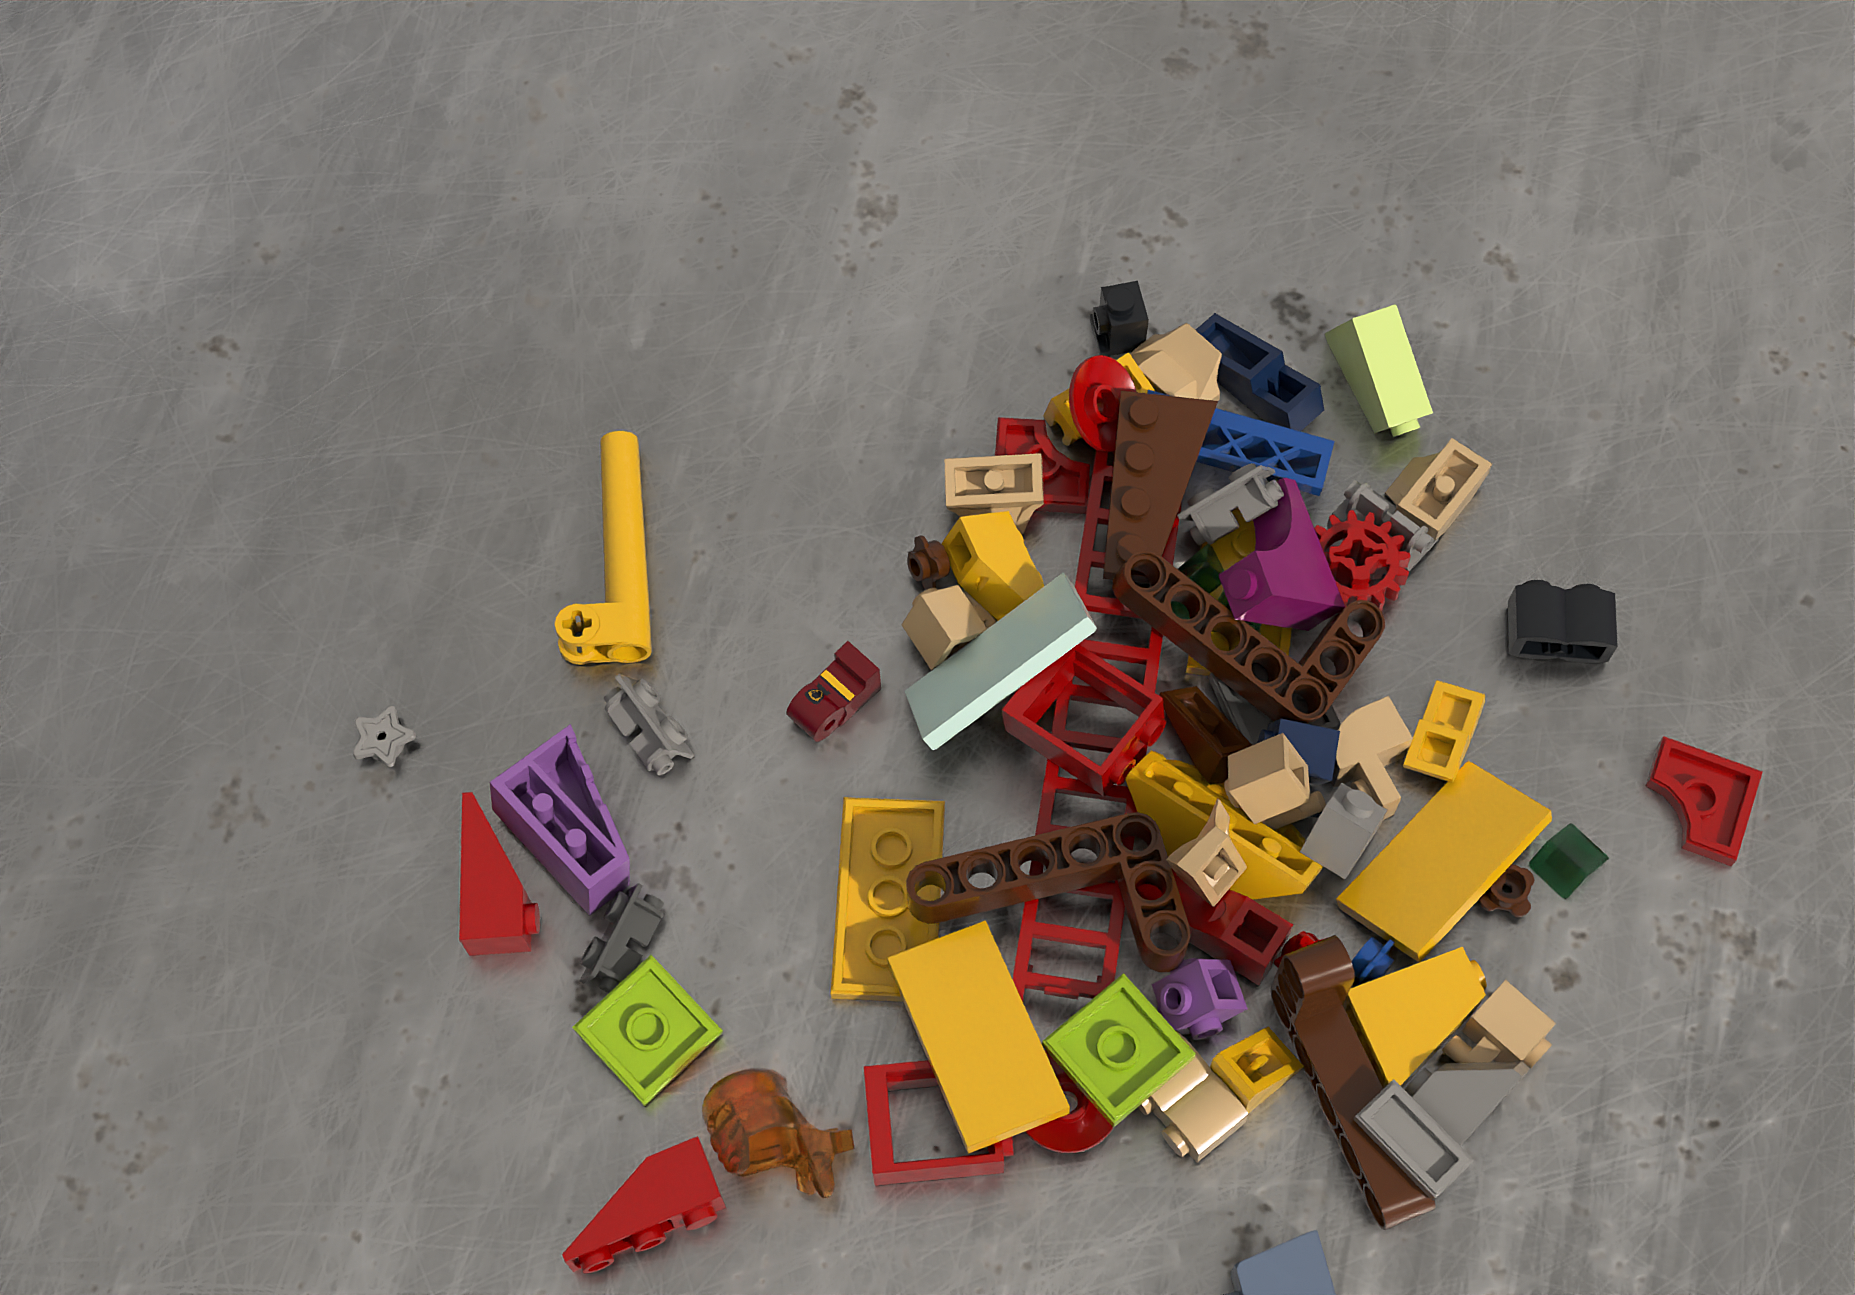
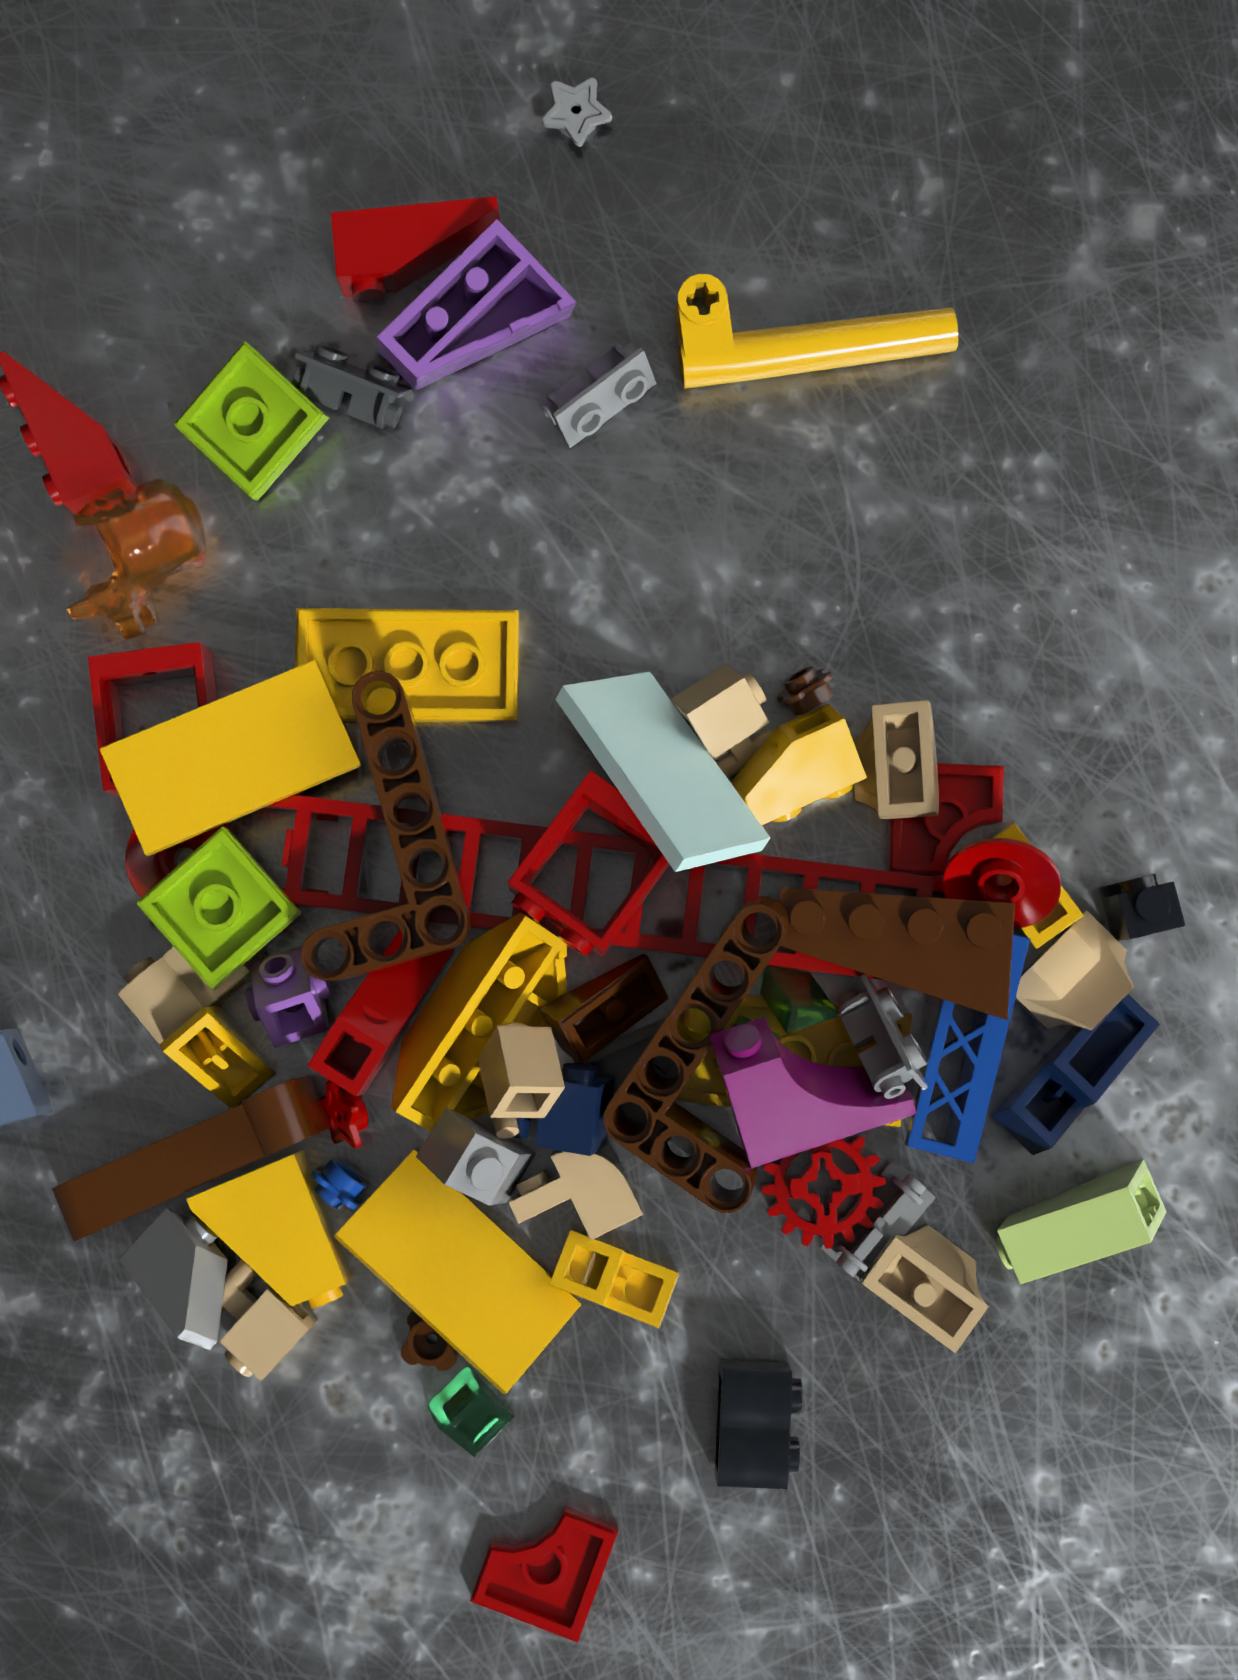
camera: 85 degrees right, 20 degrees up
(835, 693) = (638, 593): dark red leg -> none
(1211, 860) = (406, 1004): tan slope -> none
(1413, 1140) = (127, 1219): light grey tile -> none

